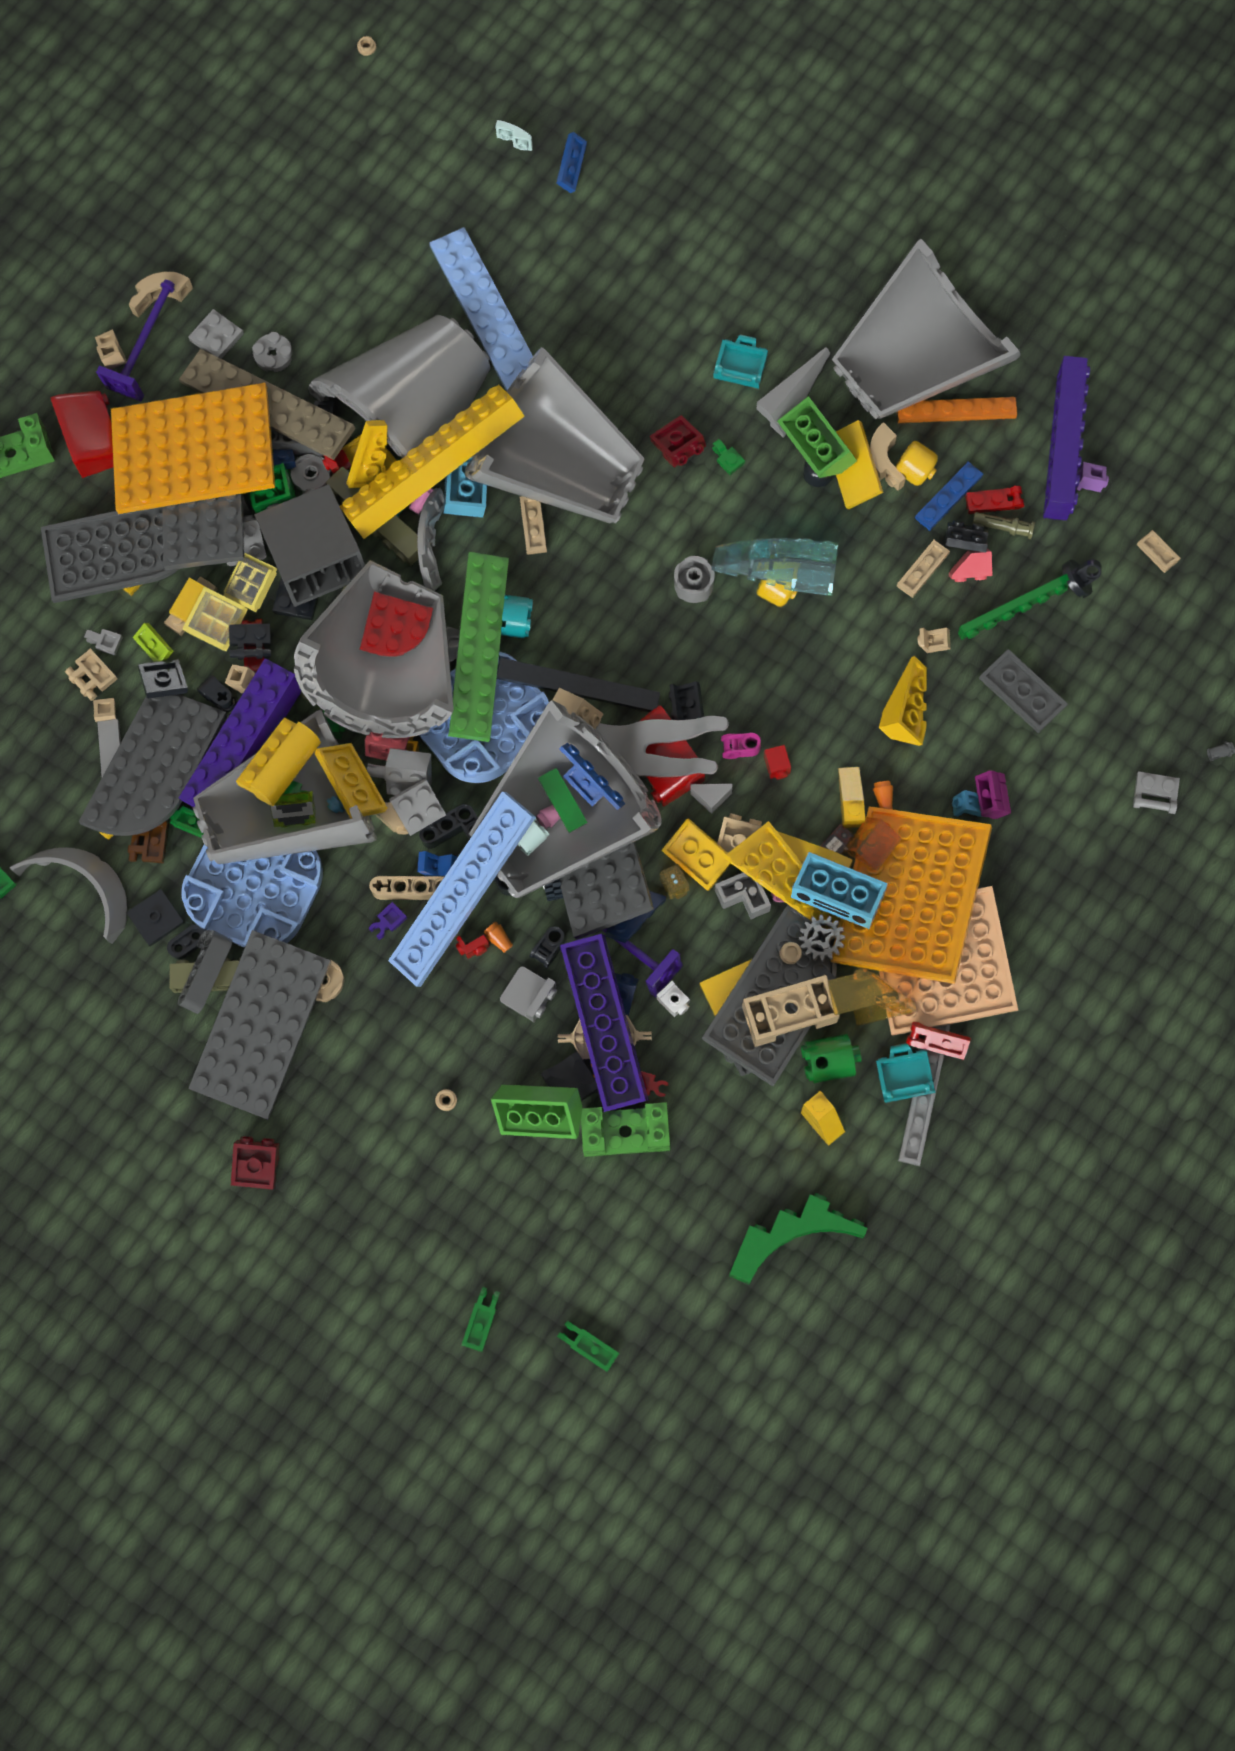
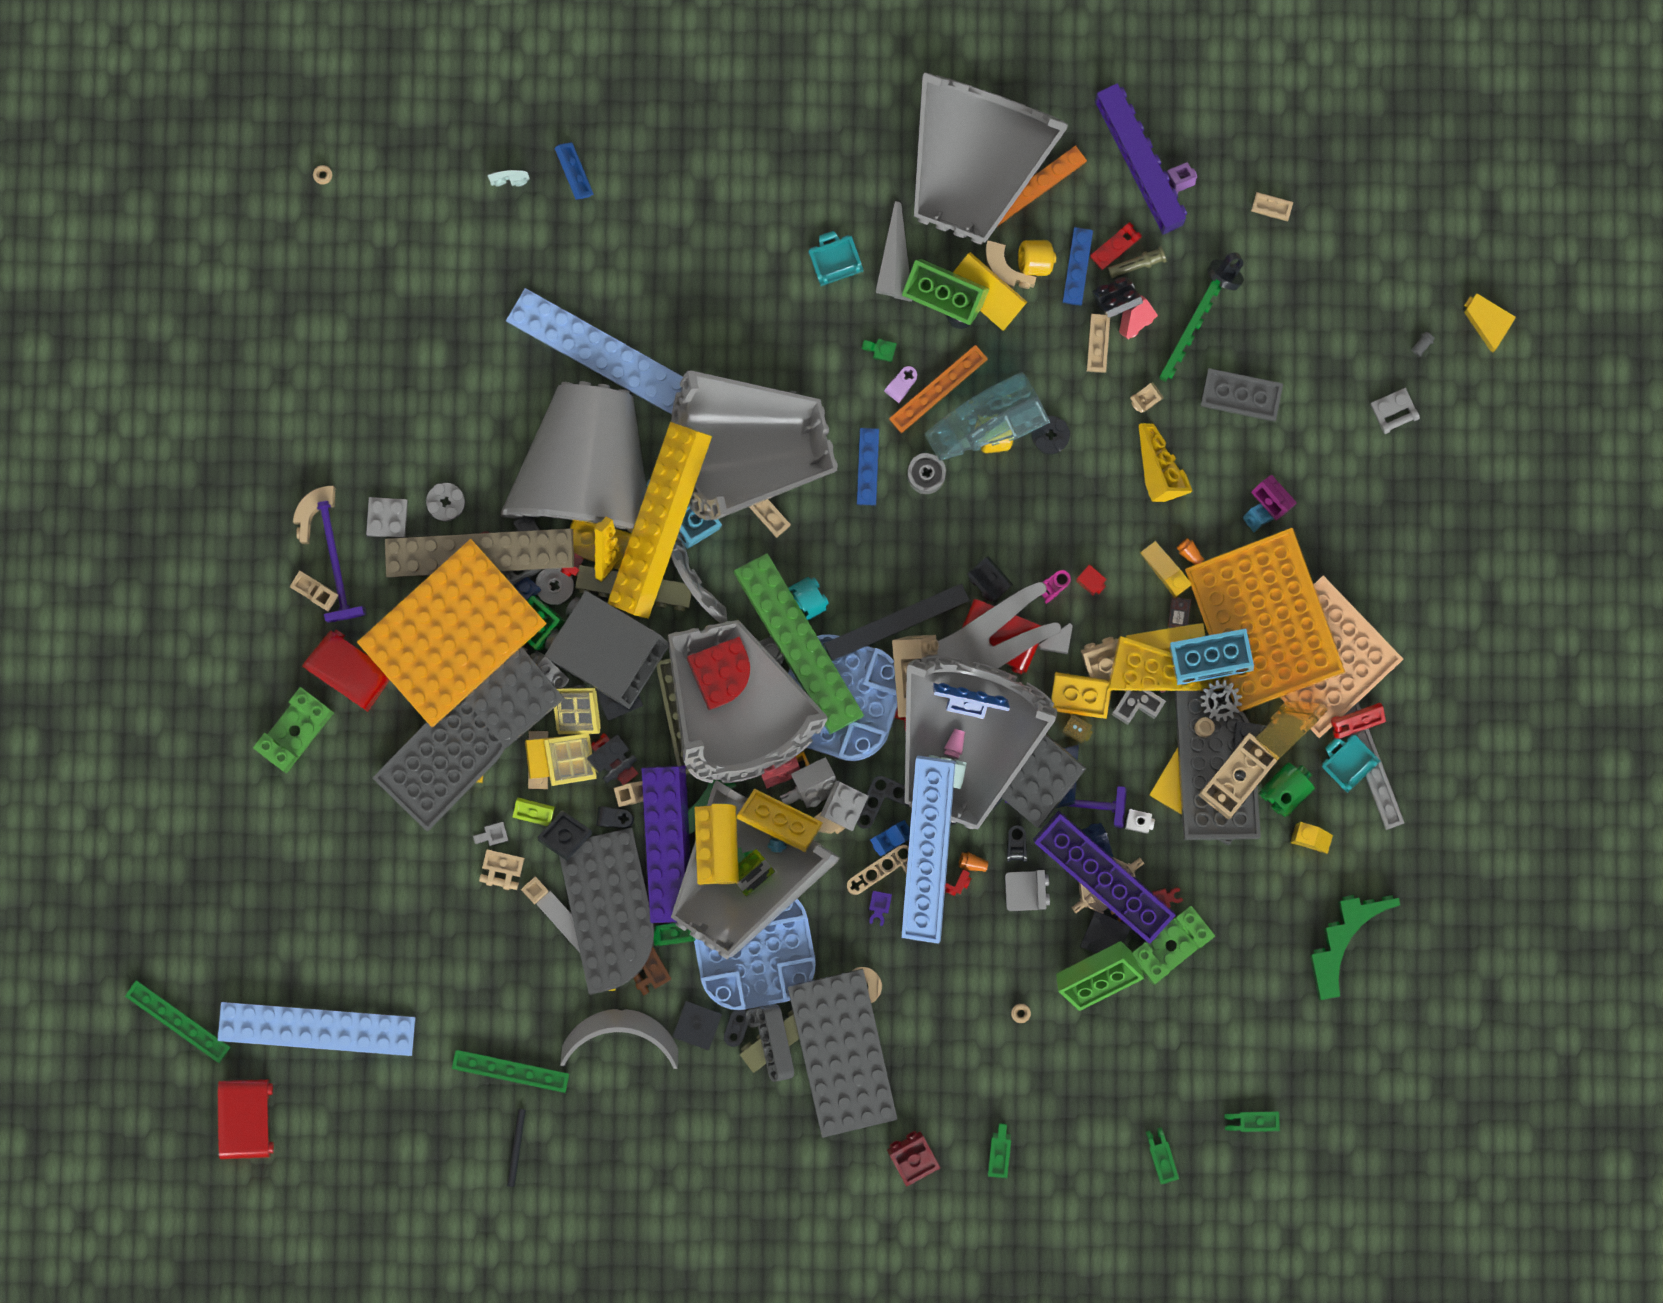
camera: 40 degrees left, 10 degrees up
(336, 1213) = (999, 1153): none -> green hinge
(562, 800) = (958, 729): green tile -> none
(648, 545) = (868, 466): none -> blue plate
(678, 441) = (832, 362): dark red plate -> none
(725, 496) = (900, 386): none -> lavender piece
(755, 519) = (938, 389): none -> orange plate
(827, 608) = (1058, 443): none -> black plate
(872, 843) = (1208, 598): clear orange slope -> none

